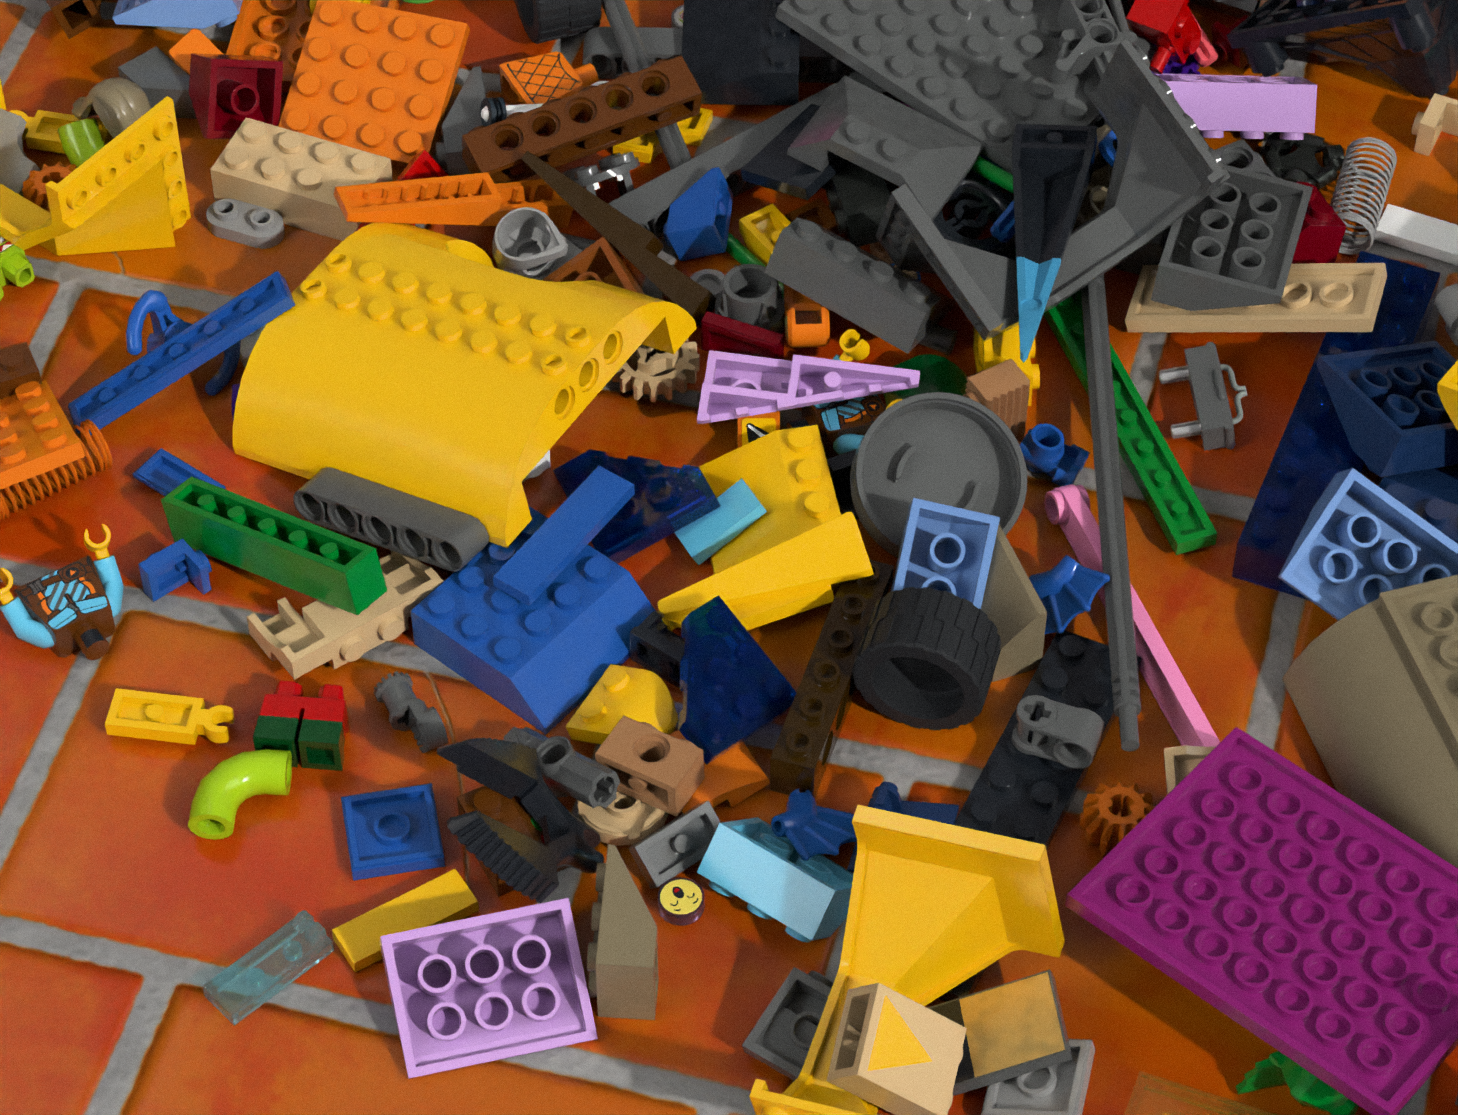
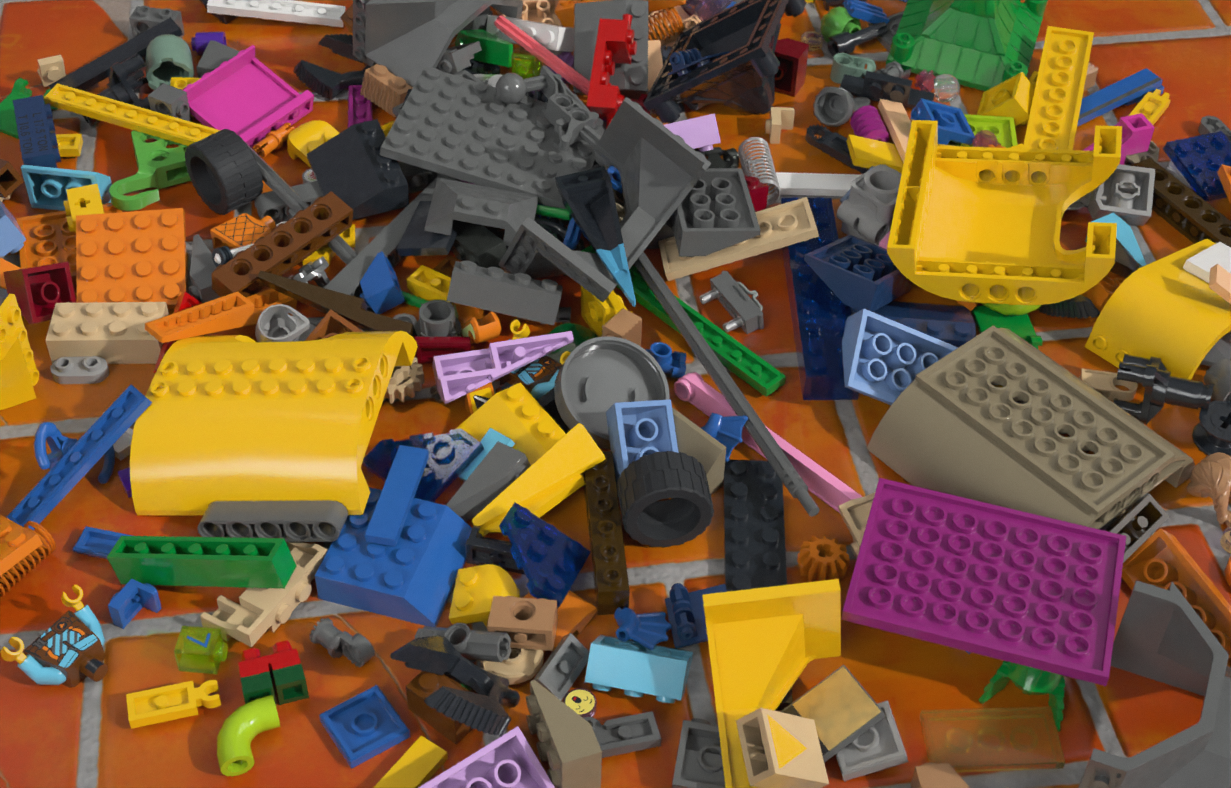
camera: 25 degrees left, 5 degrees down
(230, 661) = (200, 650): none -> clear neon green brick
(700, 553) = (488, 480): none -> dark grey slope
(711, 958) = (626, 734): none -> dark grey hinge
(1061, 733) = (765, 517): dark grey piece -> none

